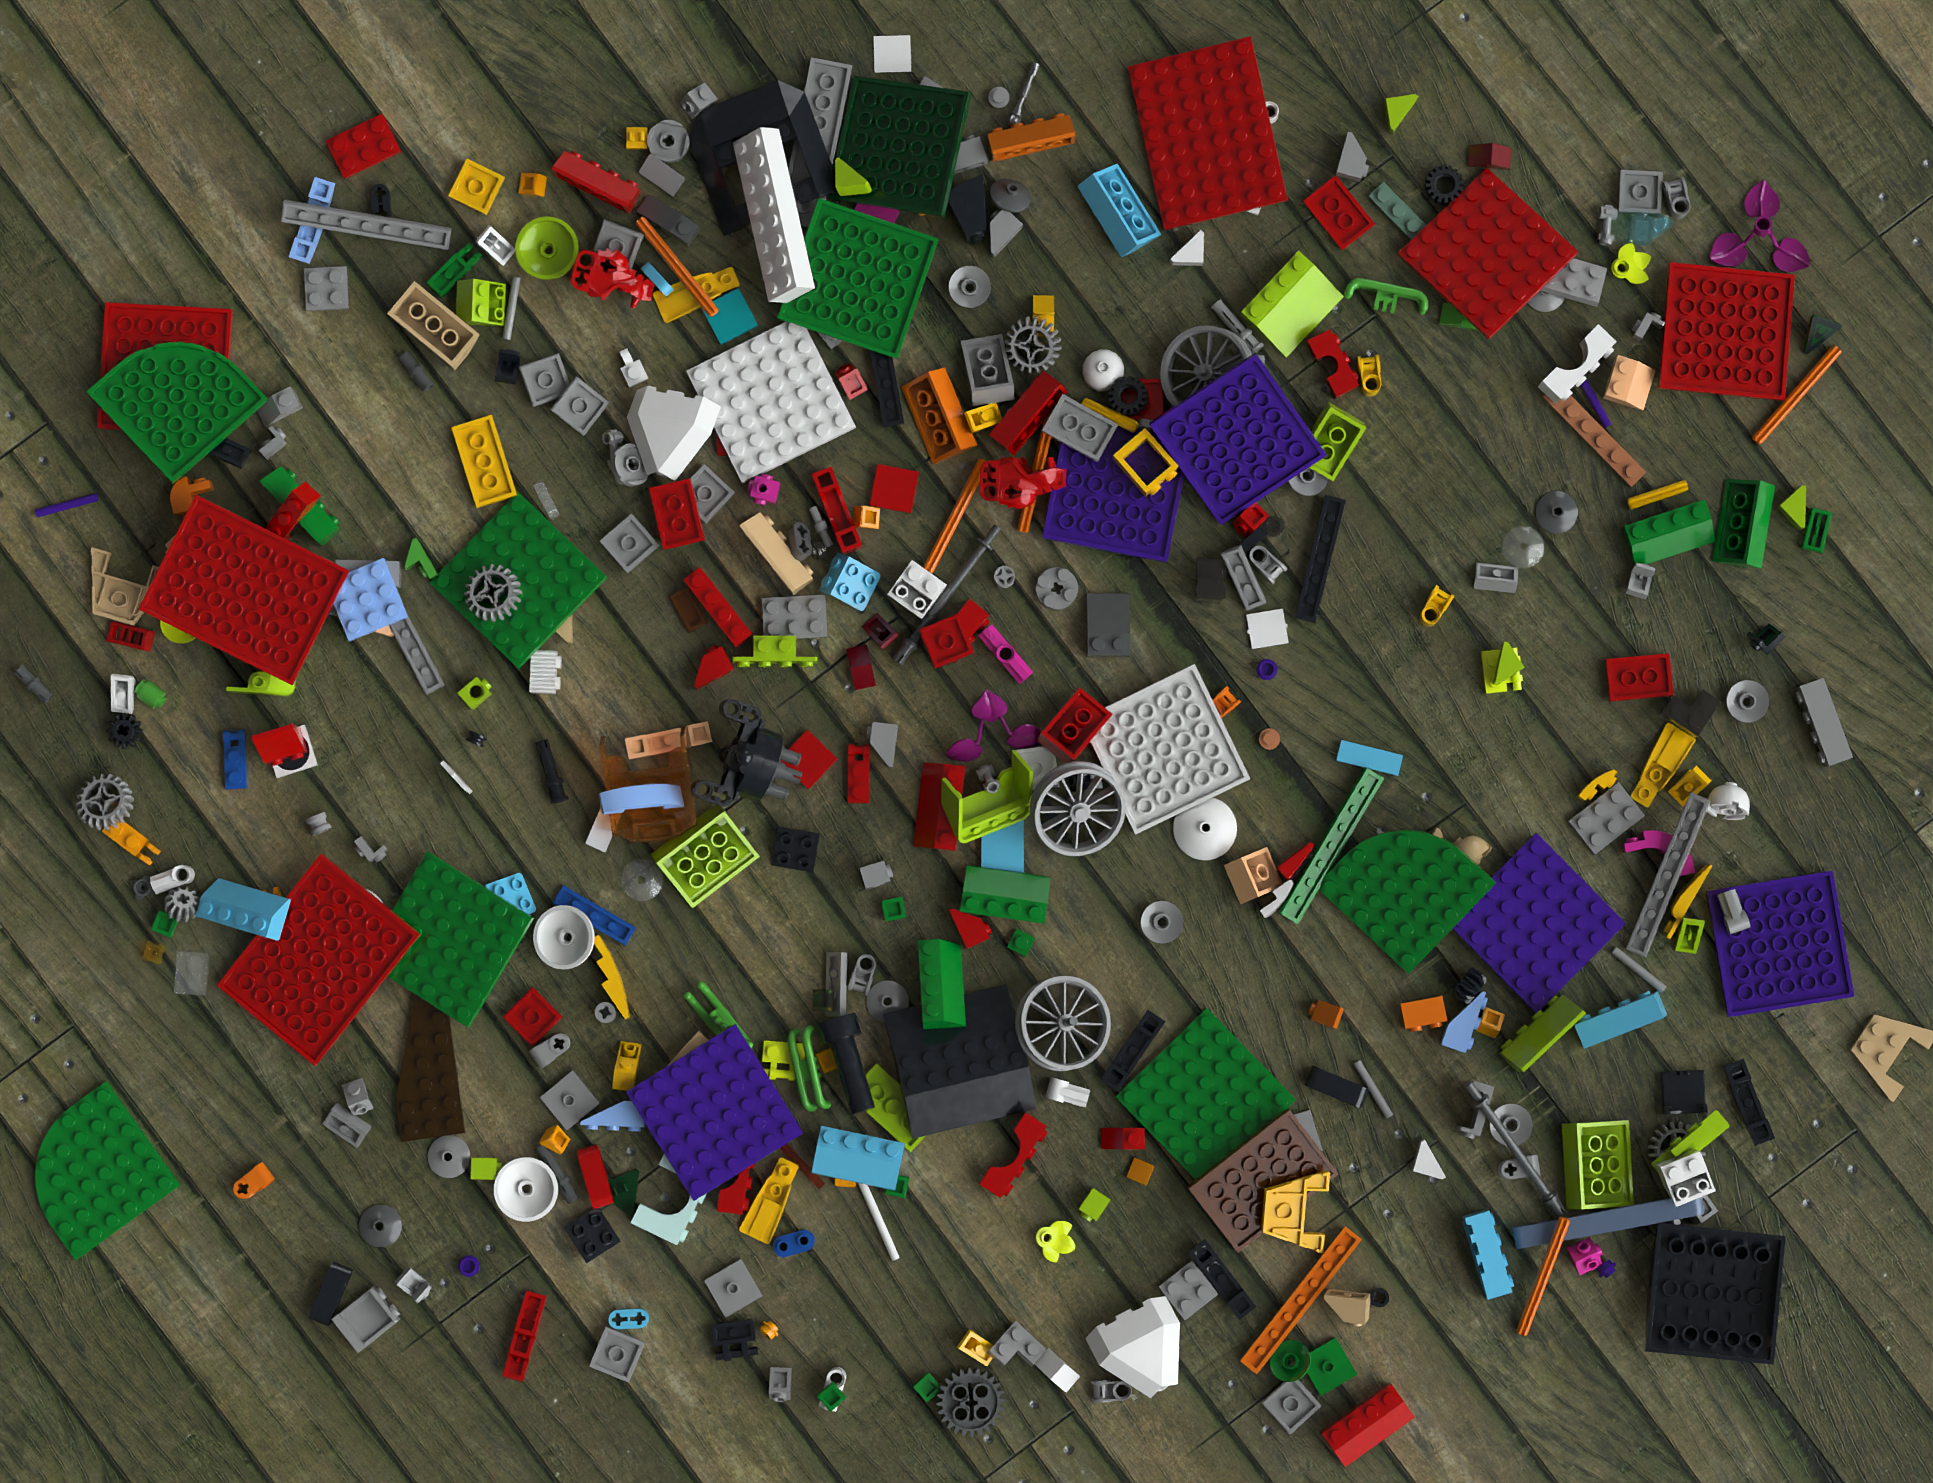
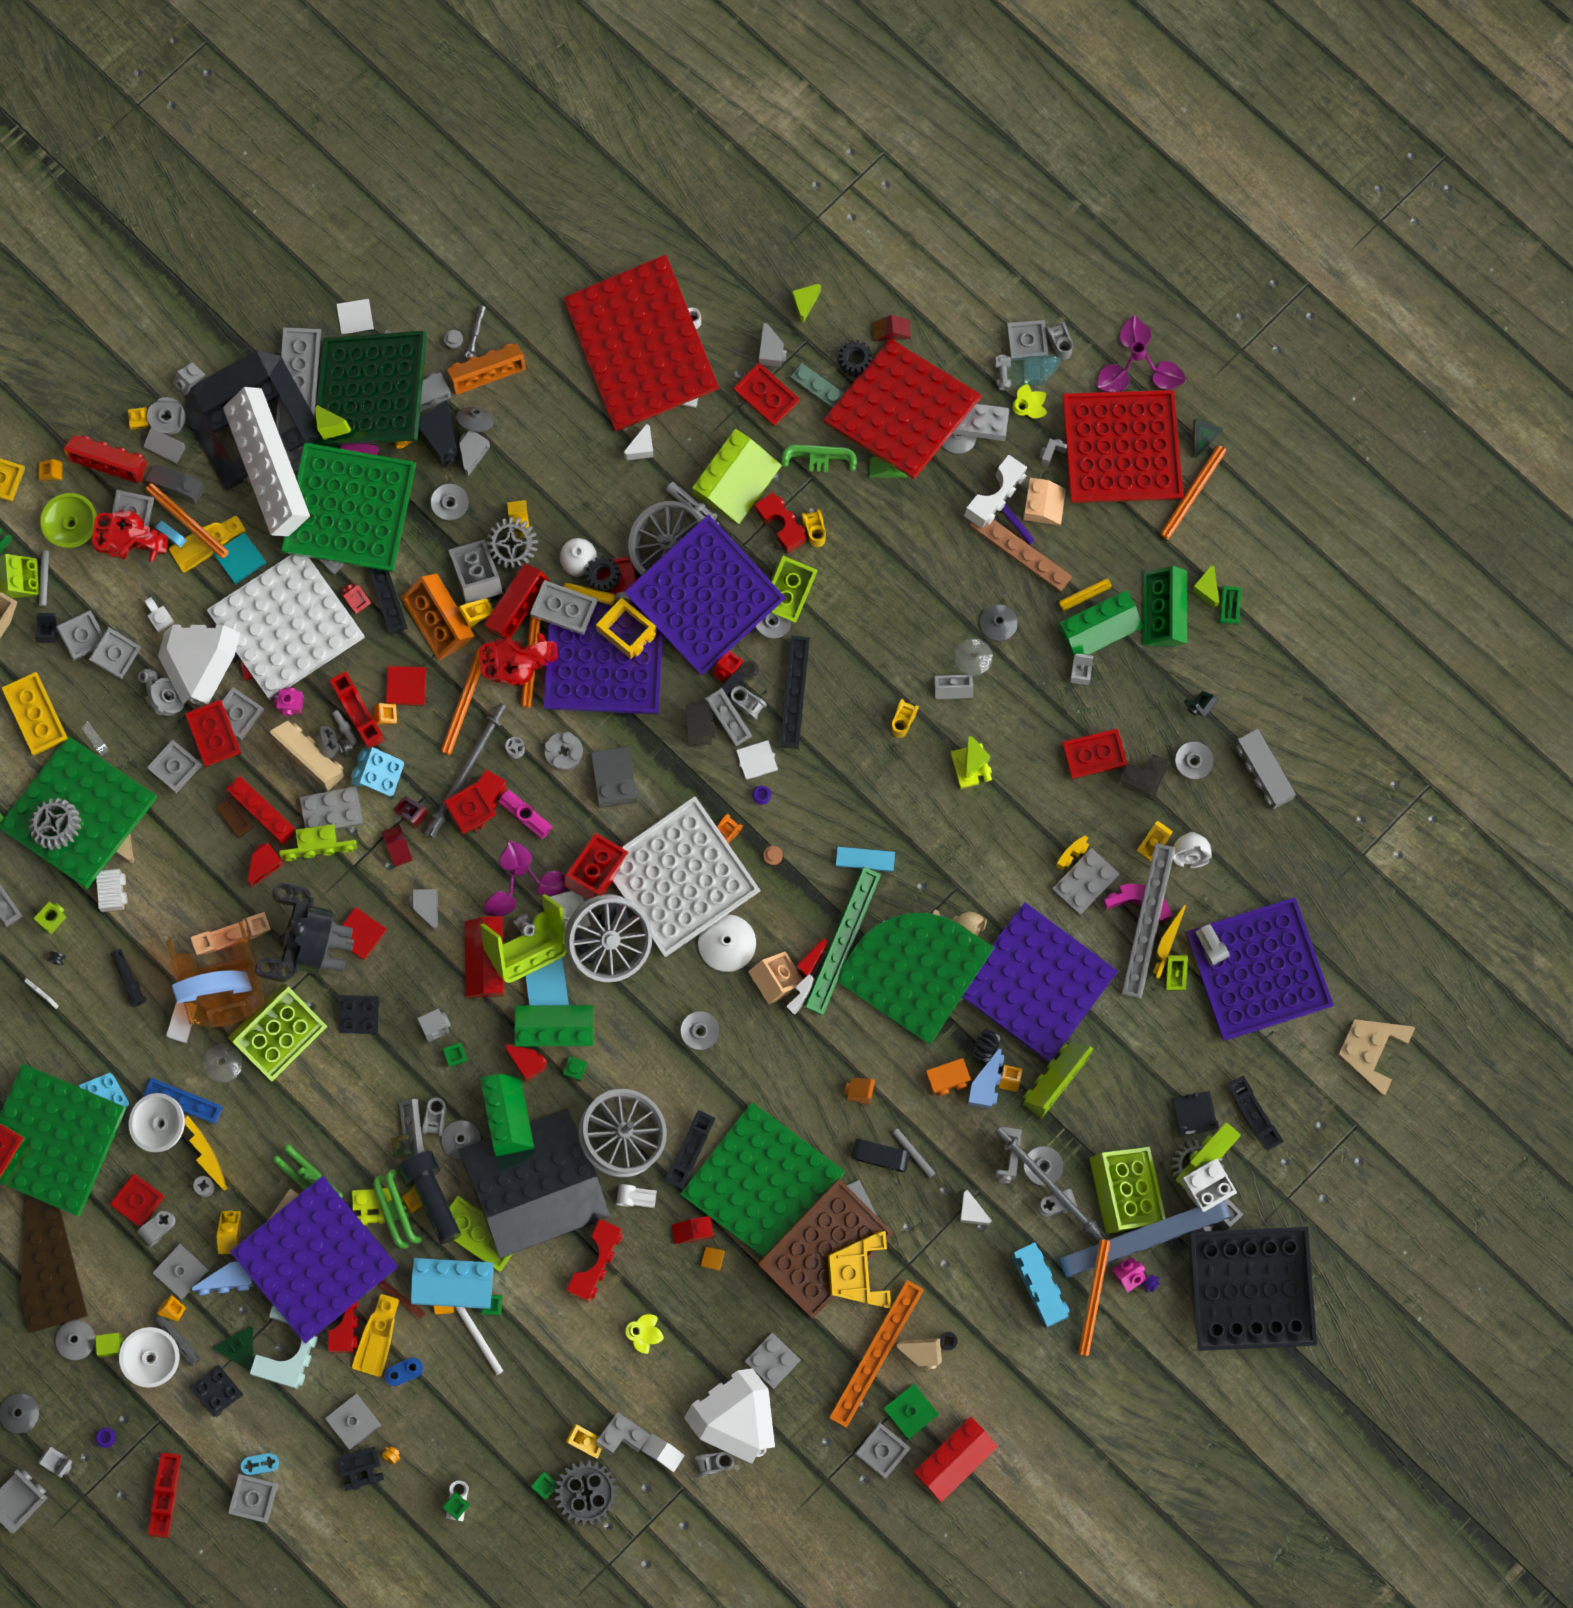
camera: 10 degrees left, 10 degrees down
(495, 245) = (22, 525): white slope -> none
(595, 1176) = (212, 1337): red beam -> none
(780, 1384) = (407, 1503): light grey bracket -> none
(858, 774) = (407, 940): red plate -> none
(917, 589) = (438, 768): white slope -> none
(1093, 1205) = (674, 1295): lime brick -> none
(1119, 210) = (572, 418): medium azure slope -> none
(1222, 1279) = (801, 1345): black slope -> none
(1282, 1357) = (870, 1406): green dish -> none
(1622, 1019) = (1126, 1055): medium azure wedge -> none
(1638, 969) = (1137, 1011): light grey bar -> none
(1662, 763) = (1127, 826): yellow piece -> none

